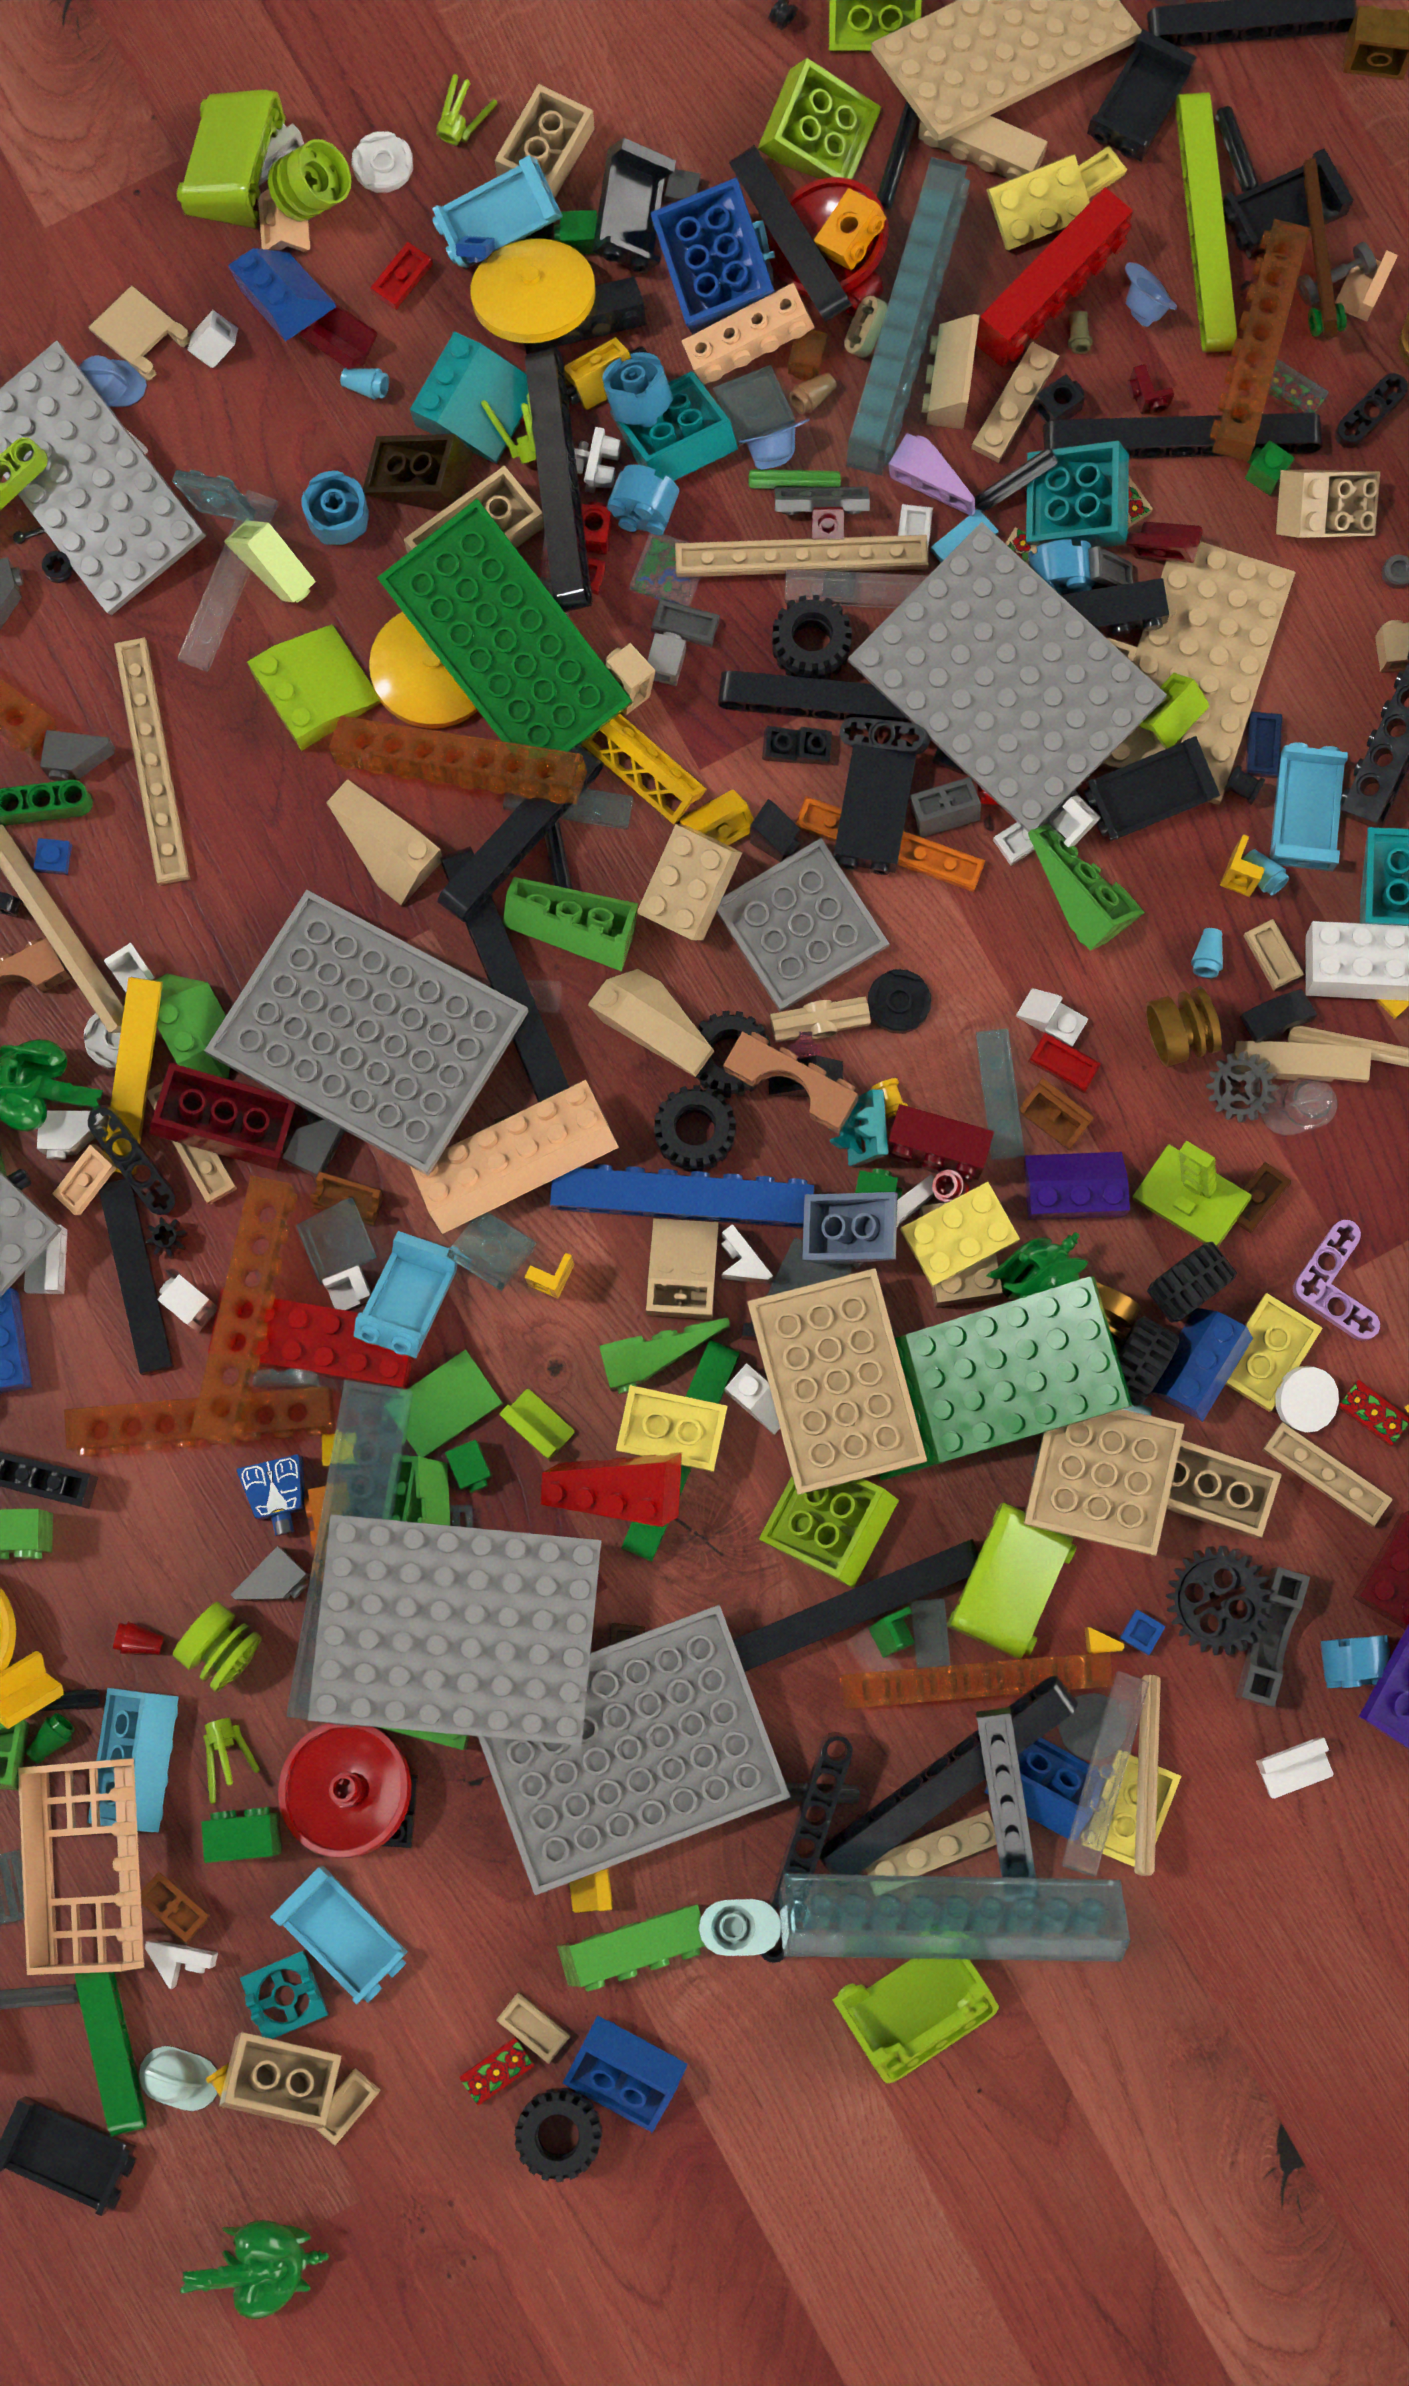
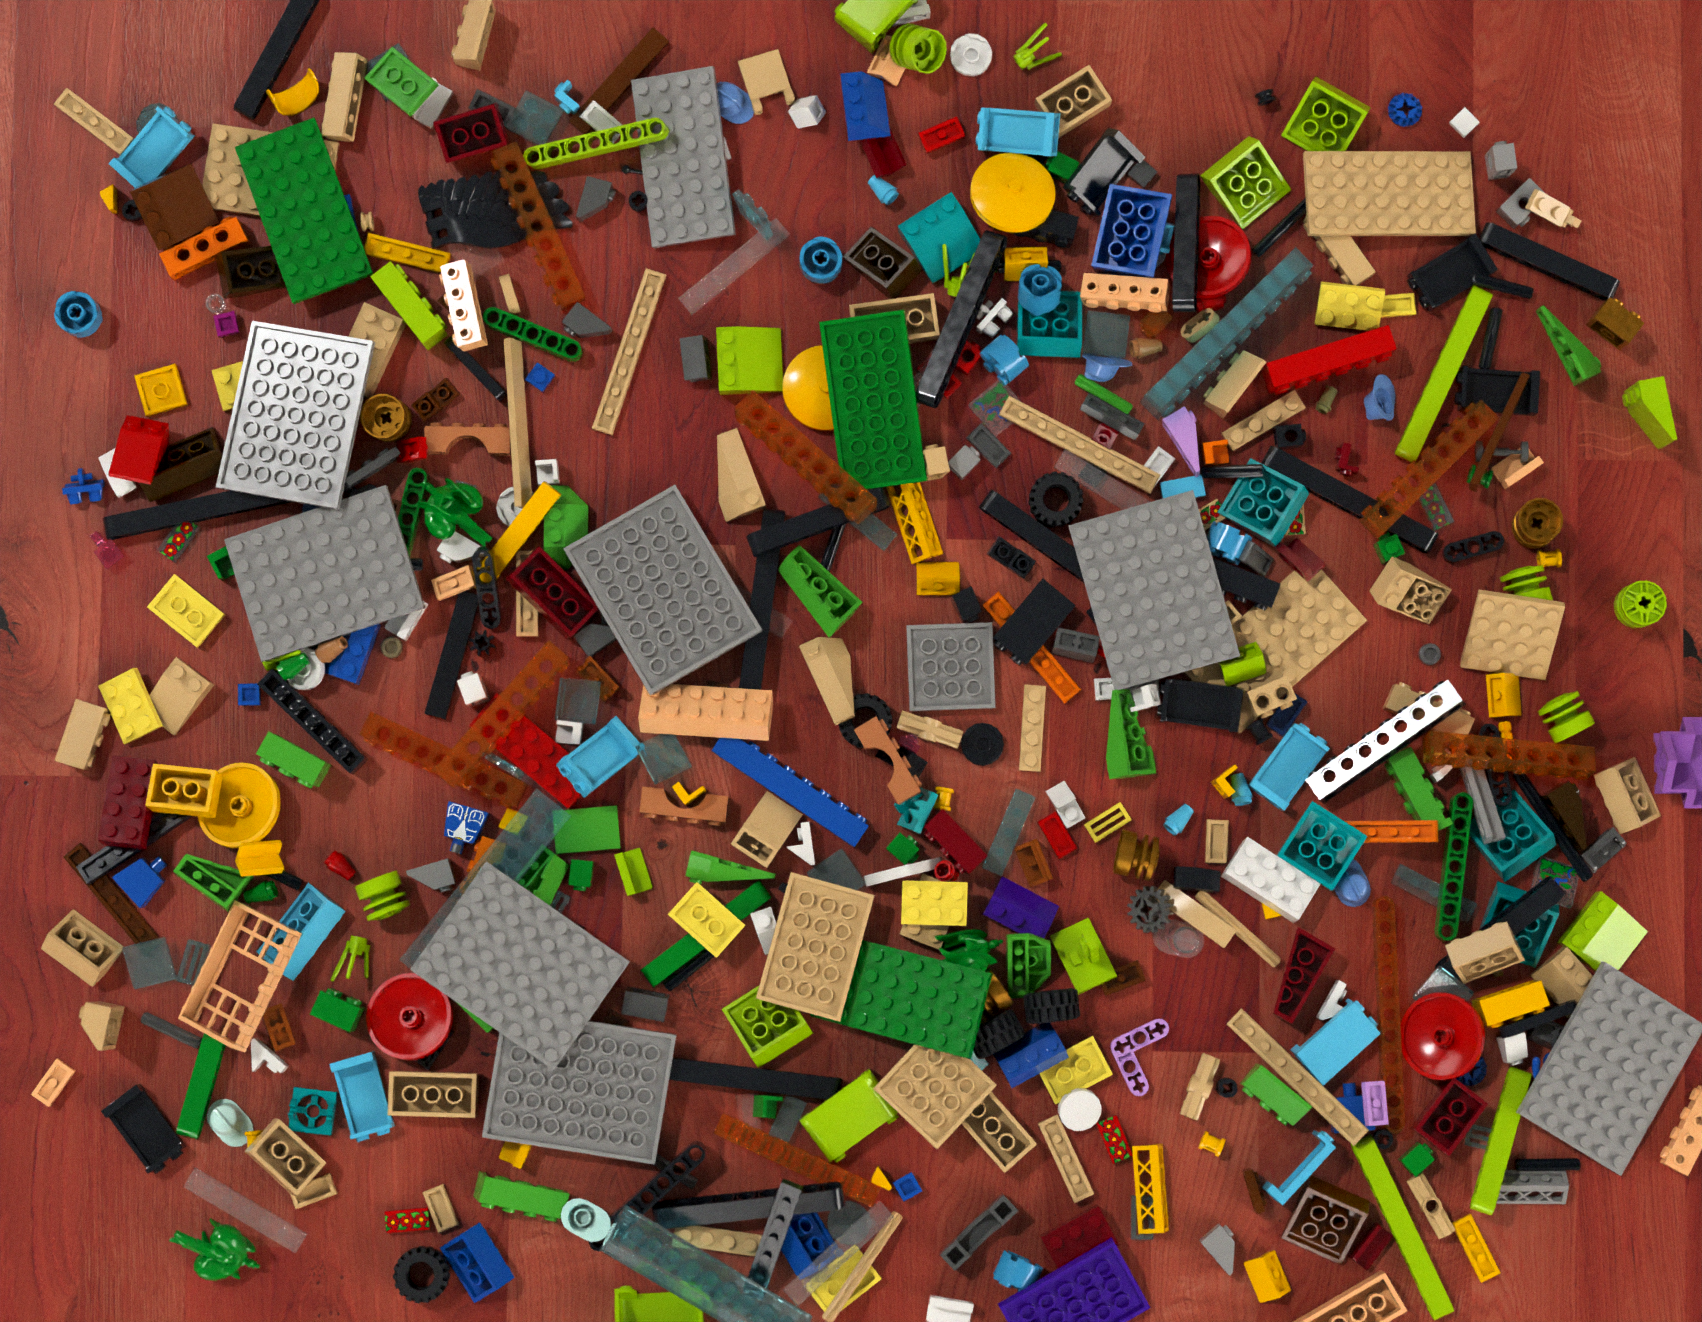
camera: 25 degrees right, 5 degrees up
(48, 1312) = (391, 647): none -> dark tan tile
(243, 720) = (695, 358): none -> dark grey hinge
(266, 2187) = (245, 1210): none -> clear tile
(271, 560) = (764, 271): yellowish green slope -> none
(435, 1876) = (433, 1094): none -> tan brick
(475, 248) = (993, 145): blue plate -> none
(594, 1283) = (712, 808): none -> nougat arch
(619, 1488) = (656, 936): red wedge -> none
(653, 1590) = (645, 1004): none -> dark grey hinge
(687, 1507) = (687, 970): none -> black axle
(688, 1102) = (806, 739): black tyre -> none
(689, 882) = (898, 607): tan brick -> none
(849, 1227) = (872, 863): sand blue slope -> none
(850, 213) = (1226, 254): light orange brick -> none
(874, 726) = (1073, 583): black beam -> none
(951, 944) = (1032, 728): none -> tan plate
(978, 471) = (1215, 452): none -> orange panel
(1107, 1033) = (1092, 831): none -> light yellow tile
(1124, 1244) = (1026, 963): none -> bright green wedge
(1213, 77) = (1502, 286): none -> black axle
(1230, 726) = (1268, 691): none -> tan brick
(1232, 1628) = (958, 1214): black gear -> none
(1348, 109) = (1575, 357): none -> bright green wedge

